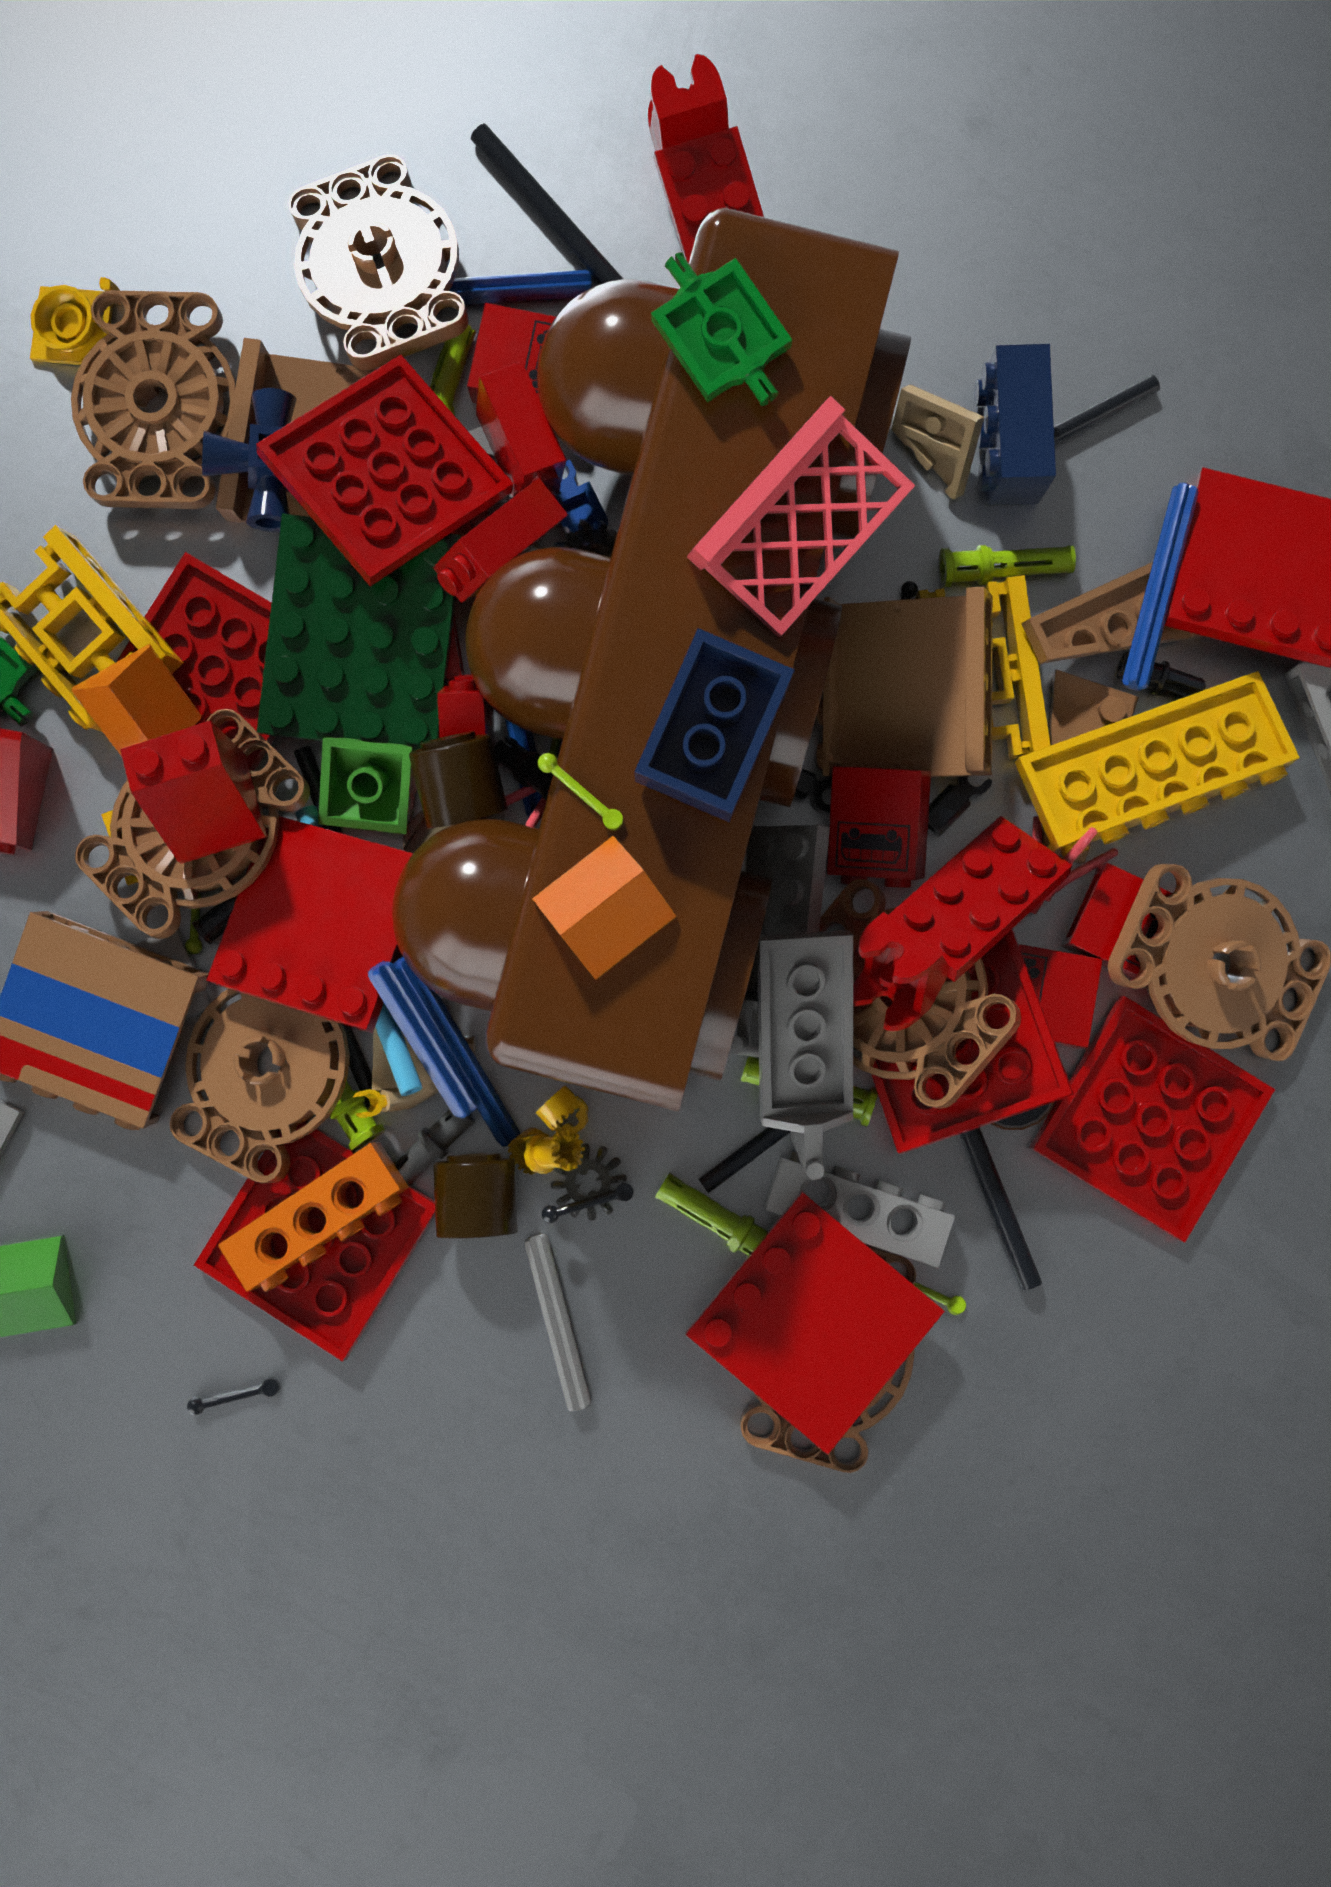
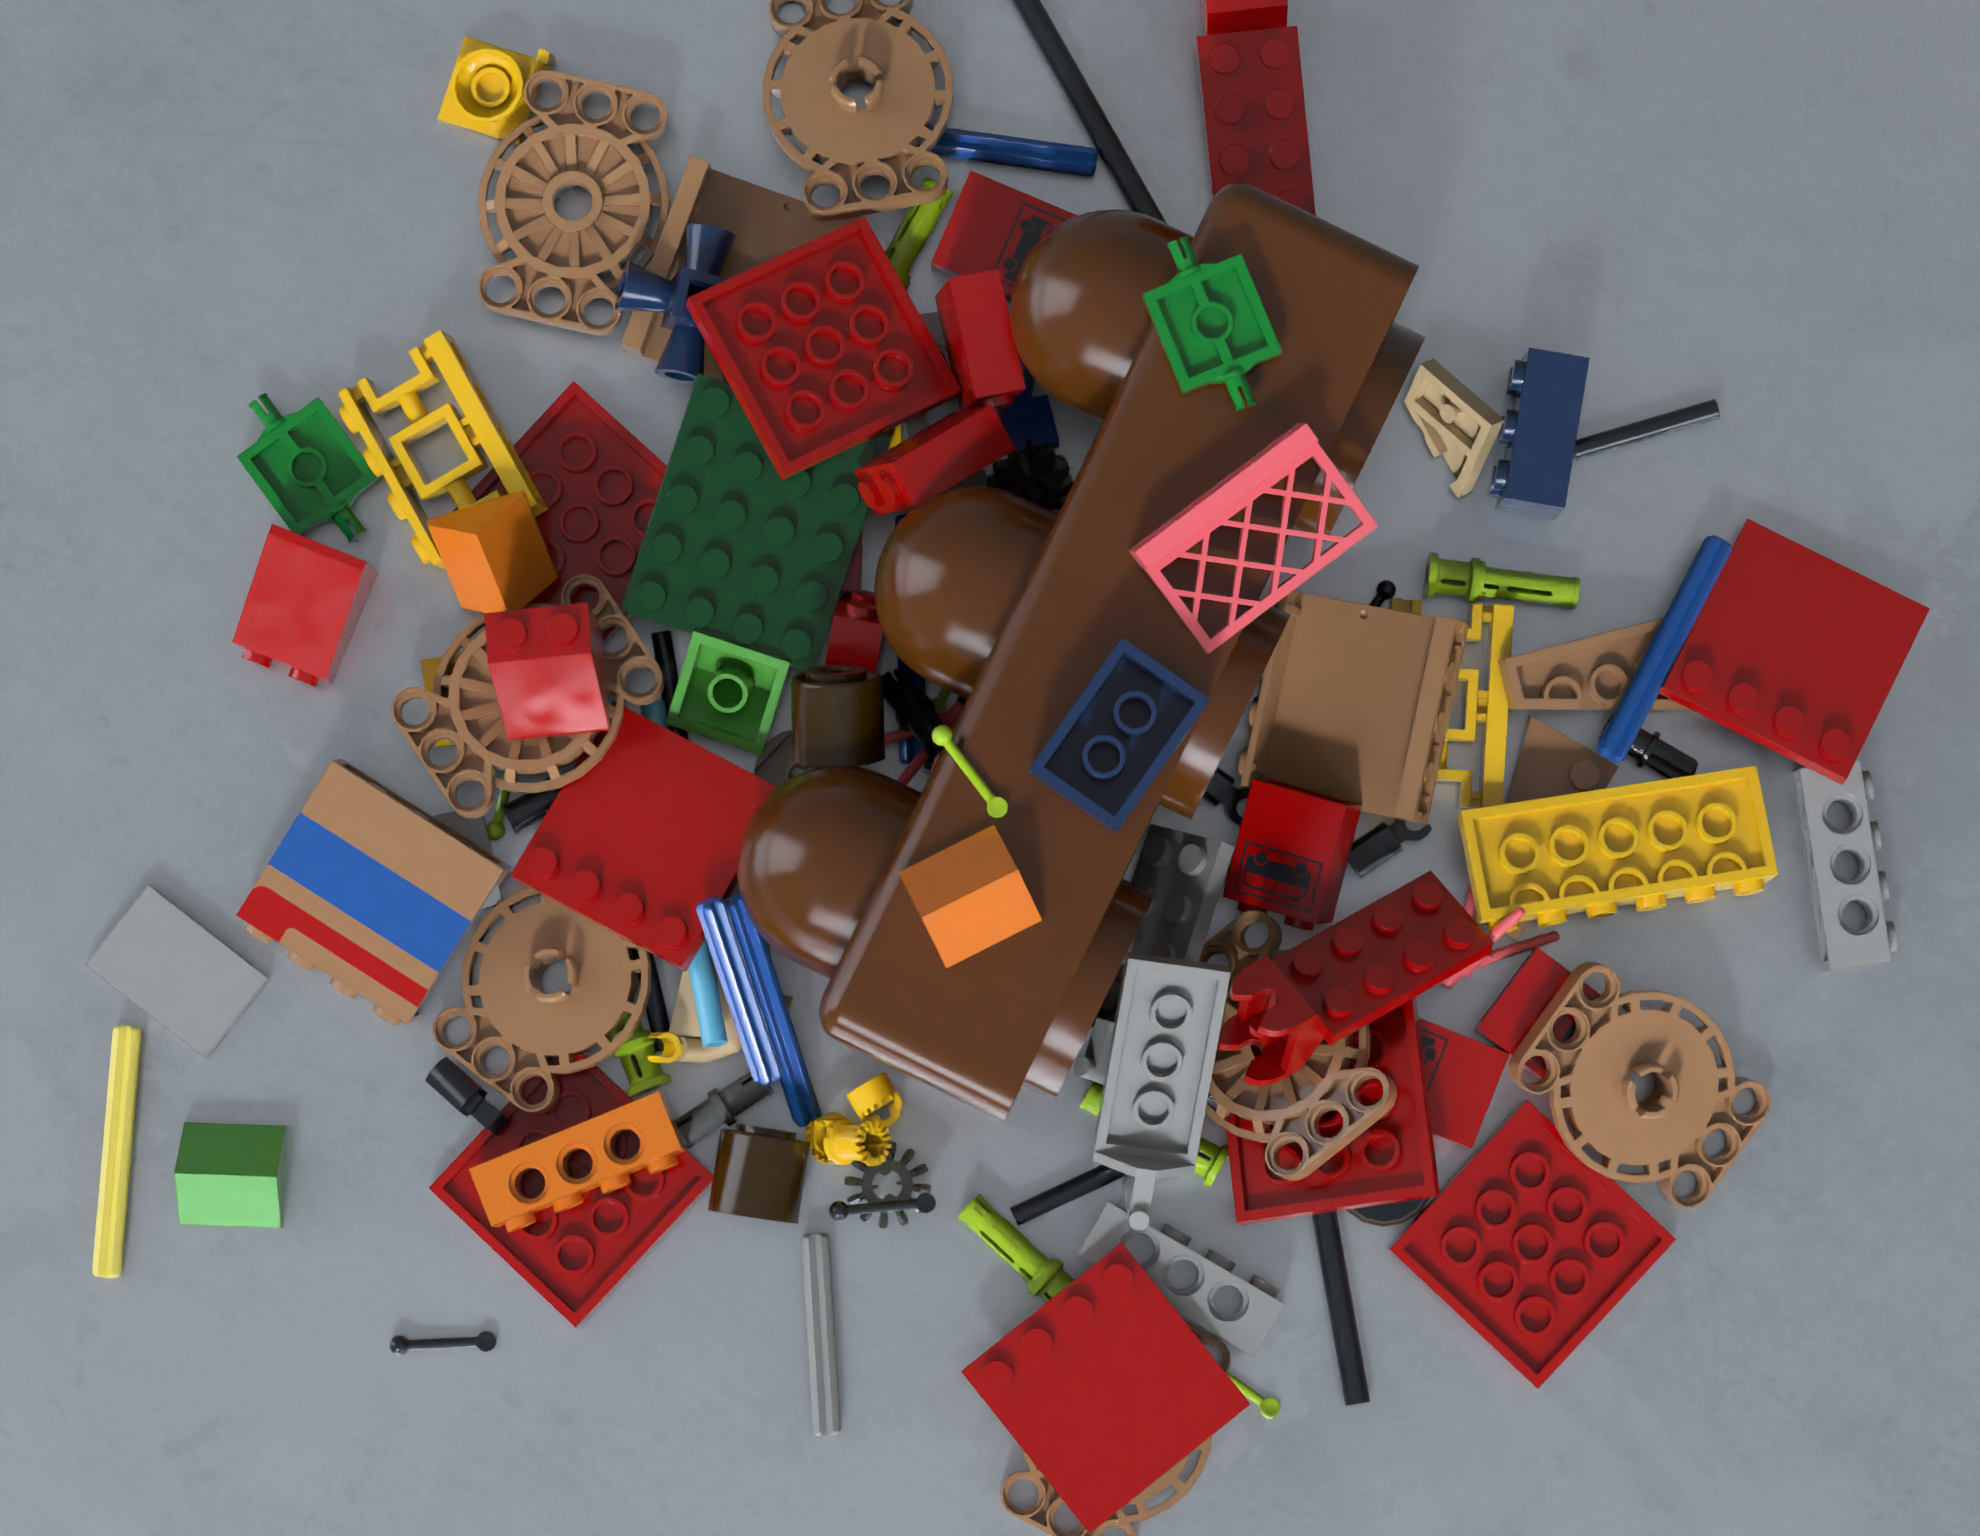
camera: 10 degrees right, 0 degrees up
(209, 1178) = (465, 1095): none -> black bar

